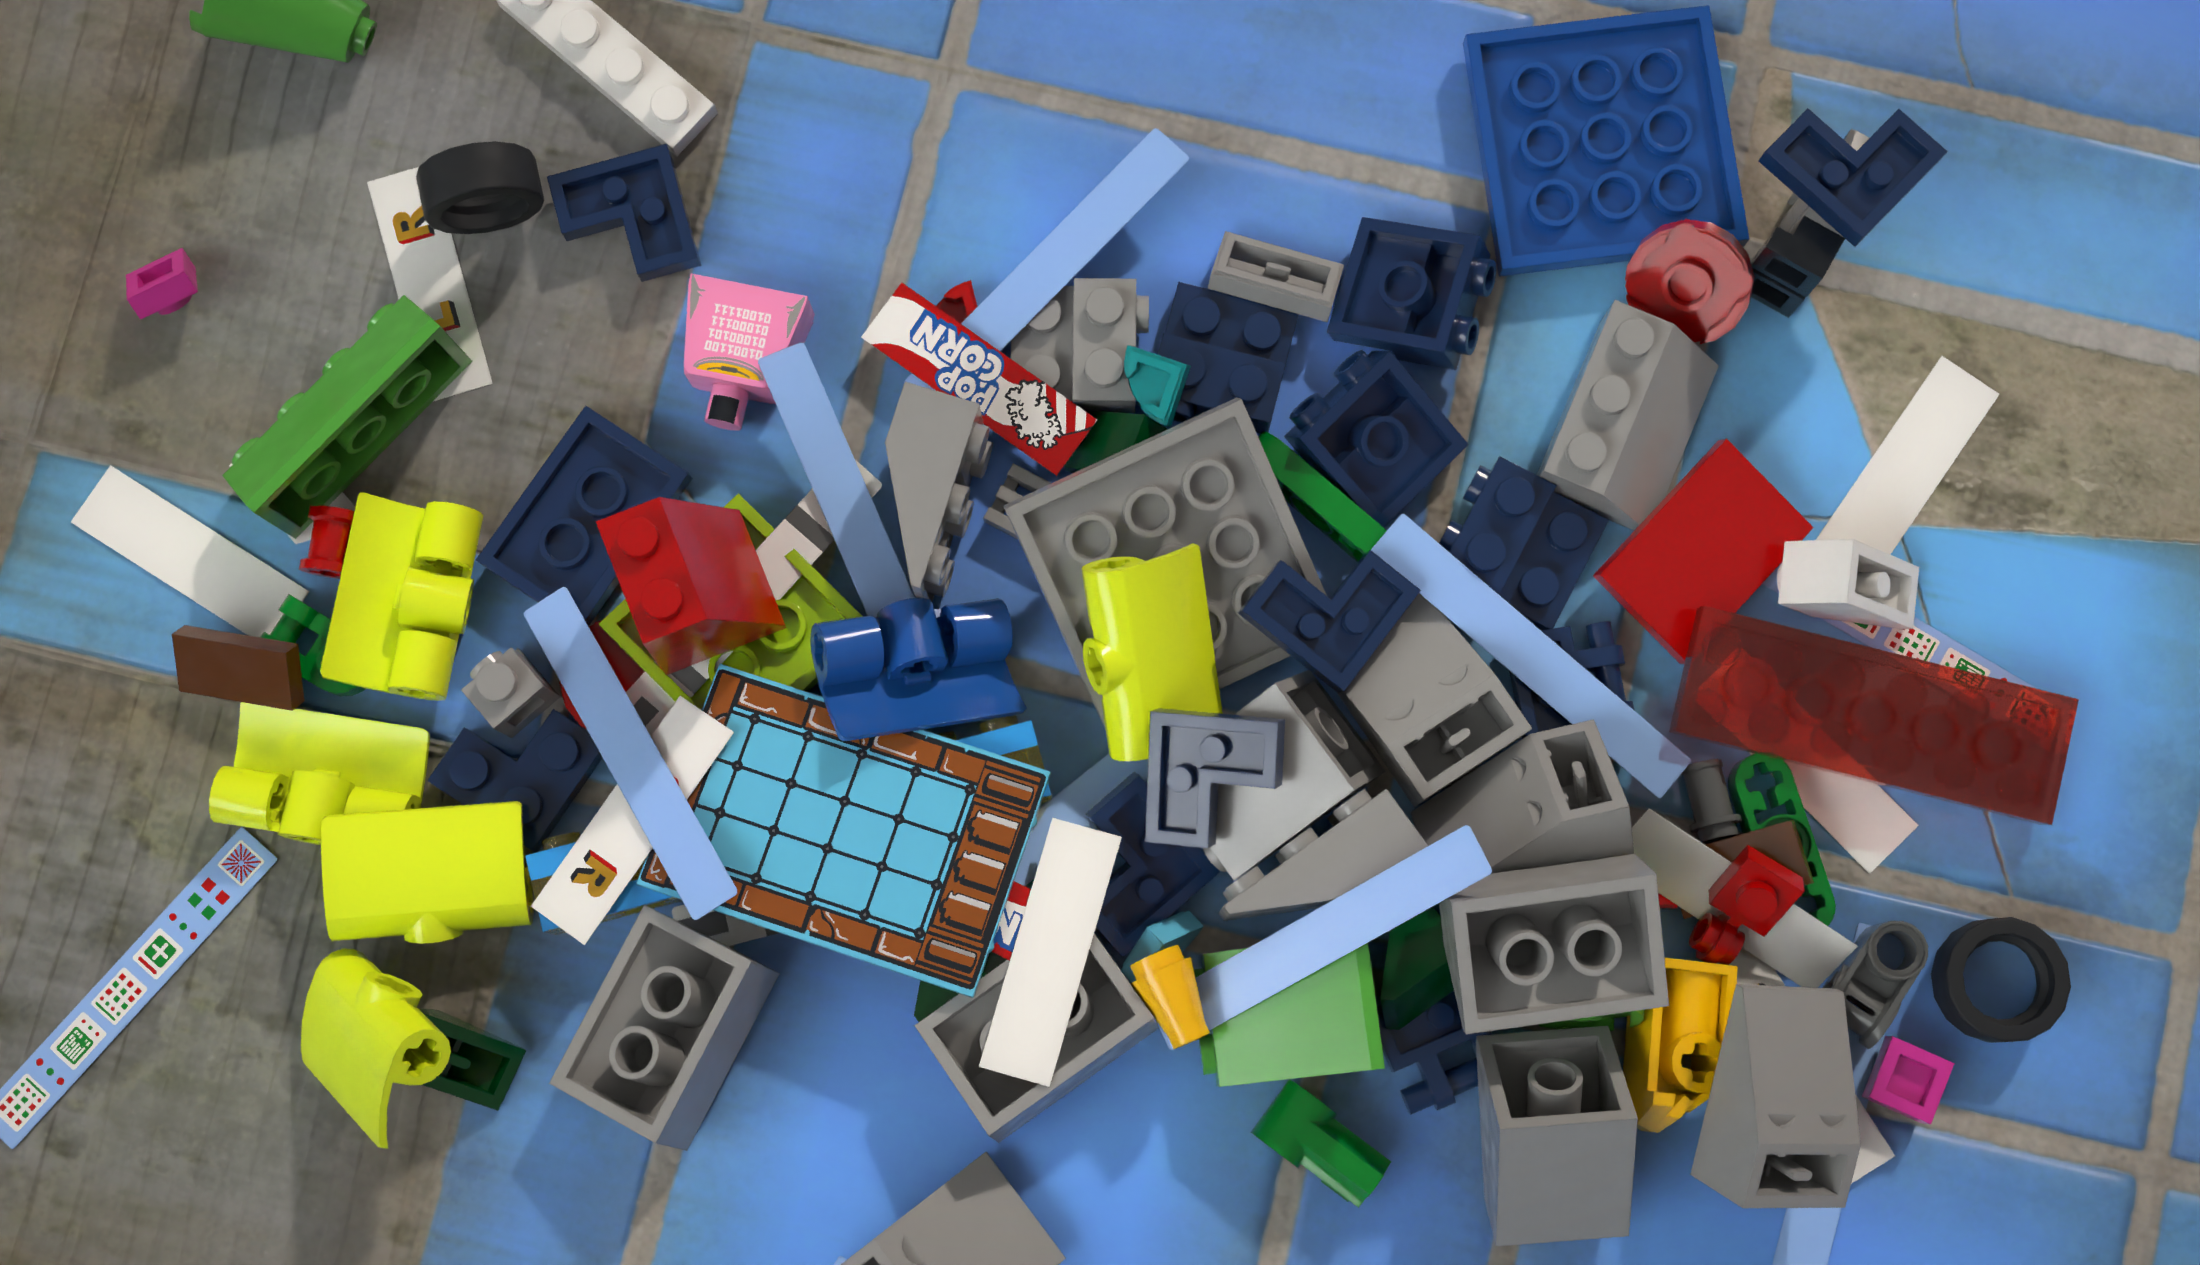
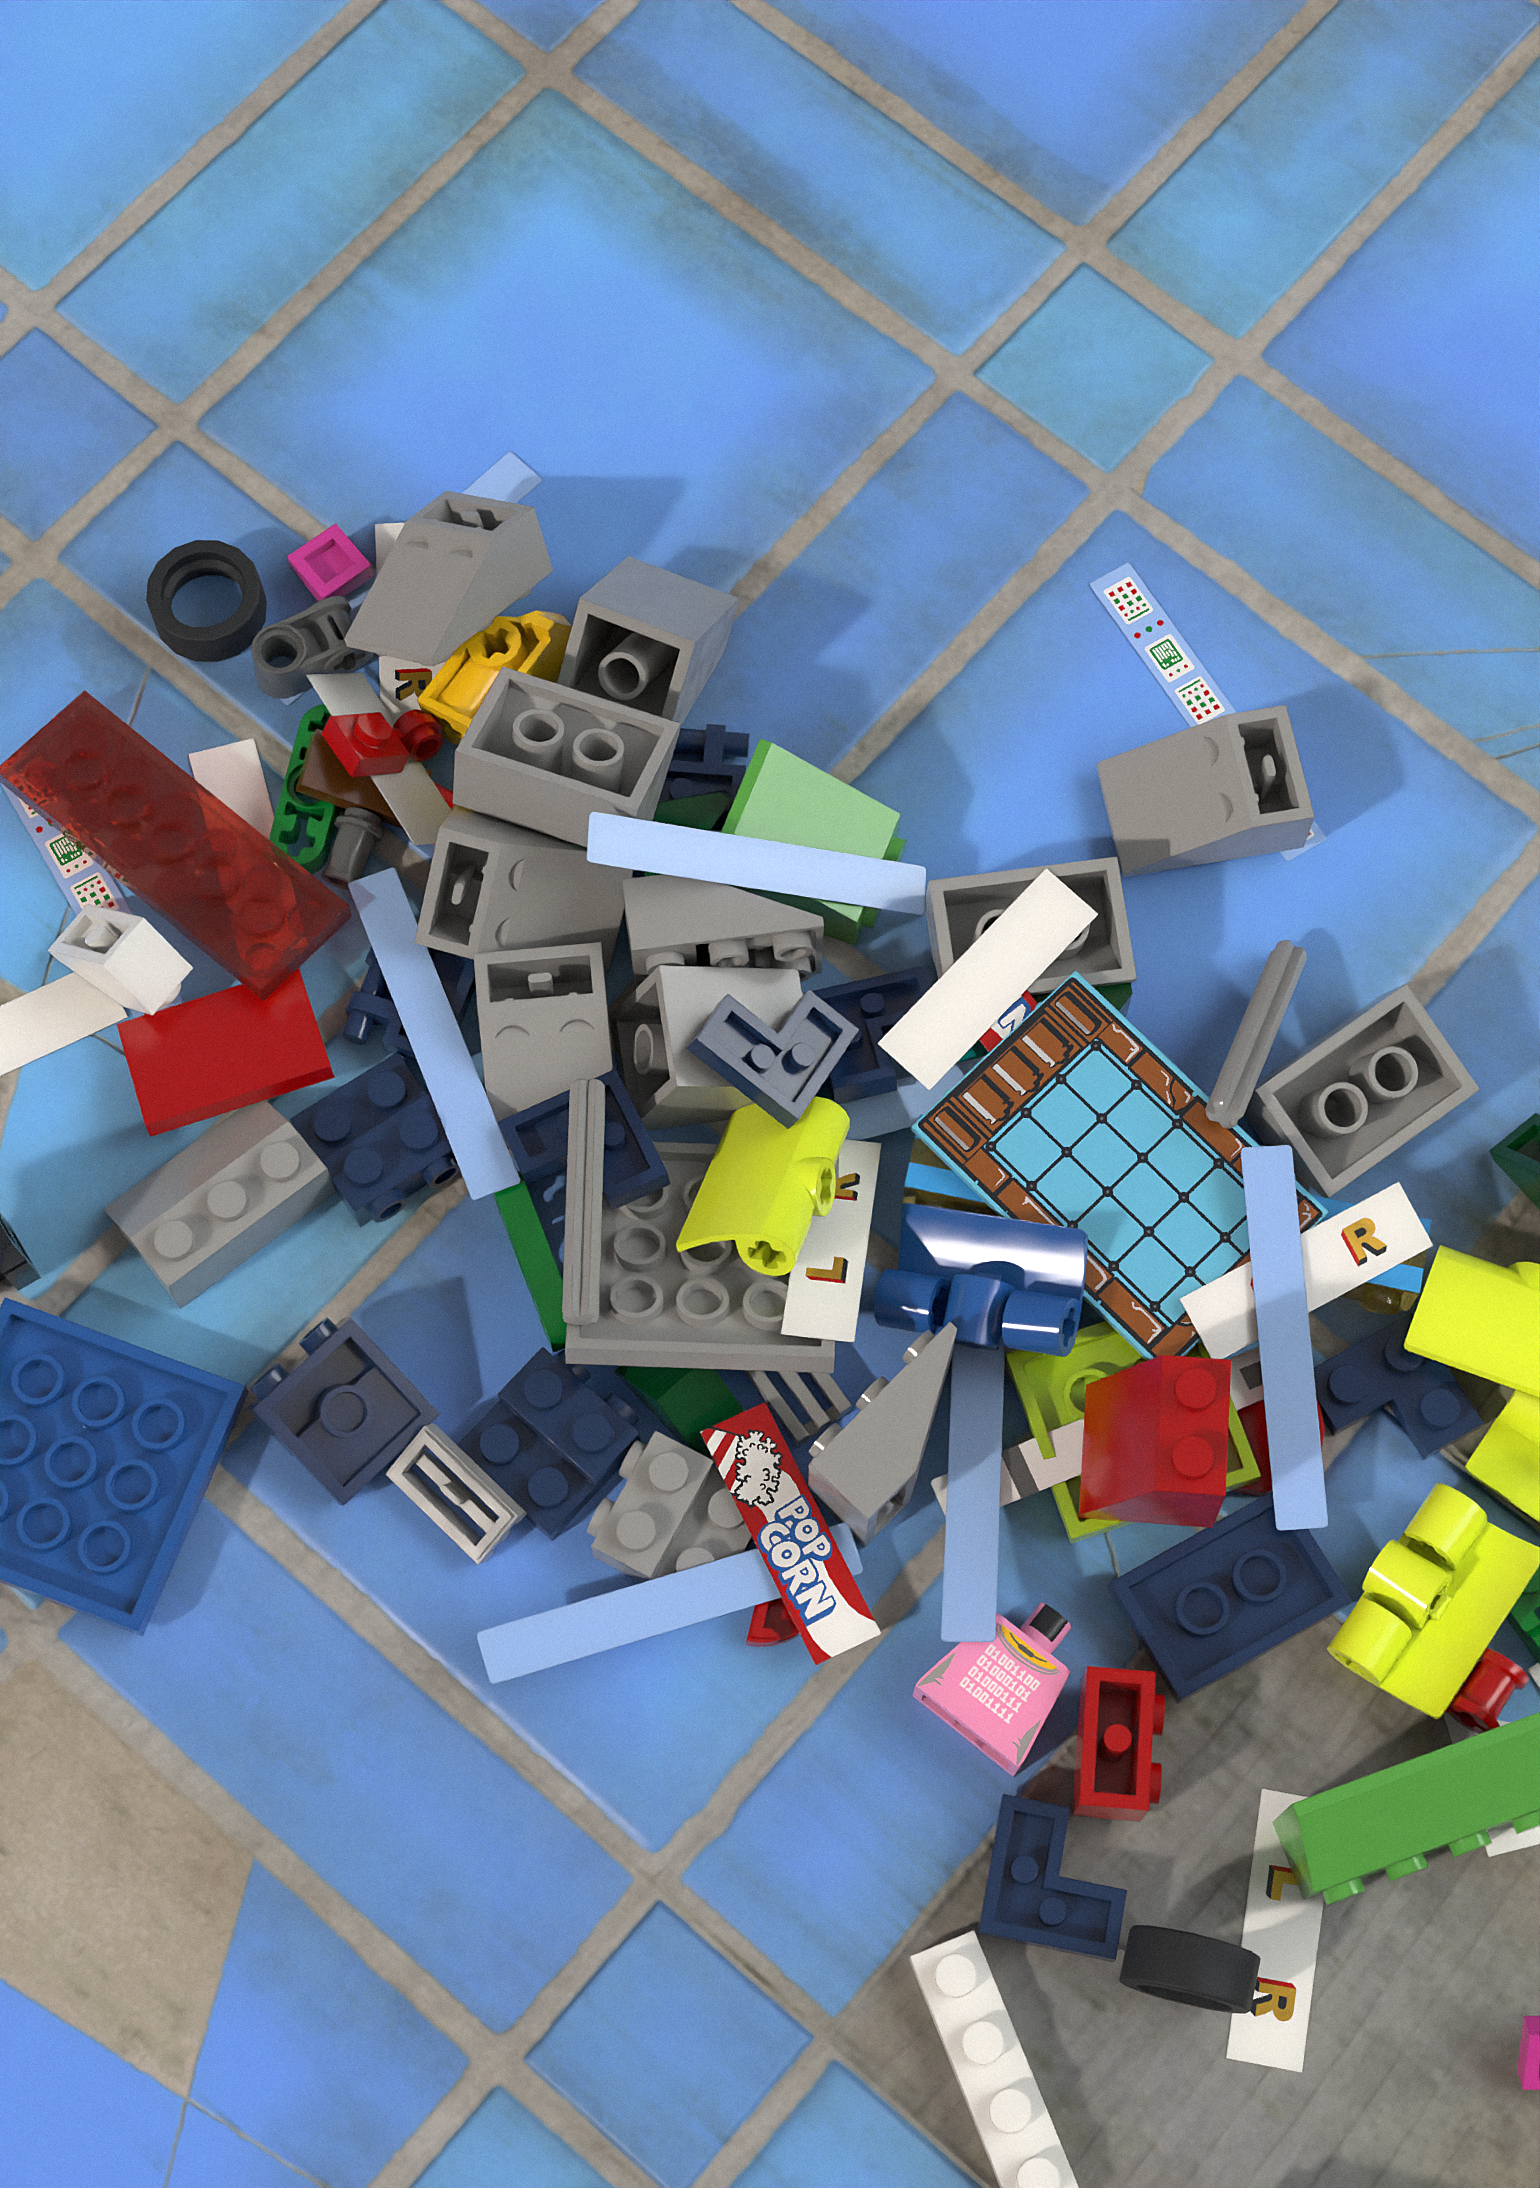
camera: 155 degrees left, 10 degrees down
(509, 691) = (1371, 1462): light grey brick -> none
(621, 336) = (1115, 1744): none -> red brick
(780, 1034) = (1256, 1034): none -> light grey axle
(1053, 599) = (831, 1264): none -> white sticker
(1155, 382) = (629, 1428): teal tile -> none
(1171, 994) = (903, 900): yellow cone -> none
(1175, 930) = (887, 960): medium azure tile -> none
(1299, 540) = (584, 1202): none -> light grey axle
(1309, 1136) = (836, 738): green piece -> none
(1375, 435) = (454, 1294): dark blue plate -> none
(1691, 278) = (86, 1281): tile -> none

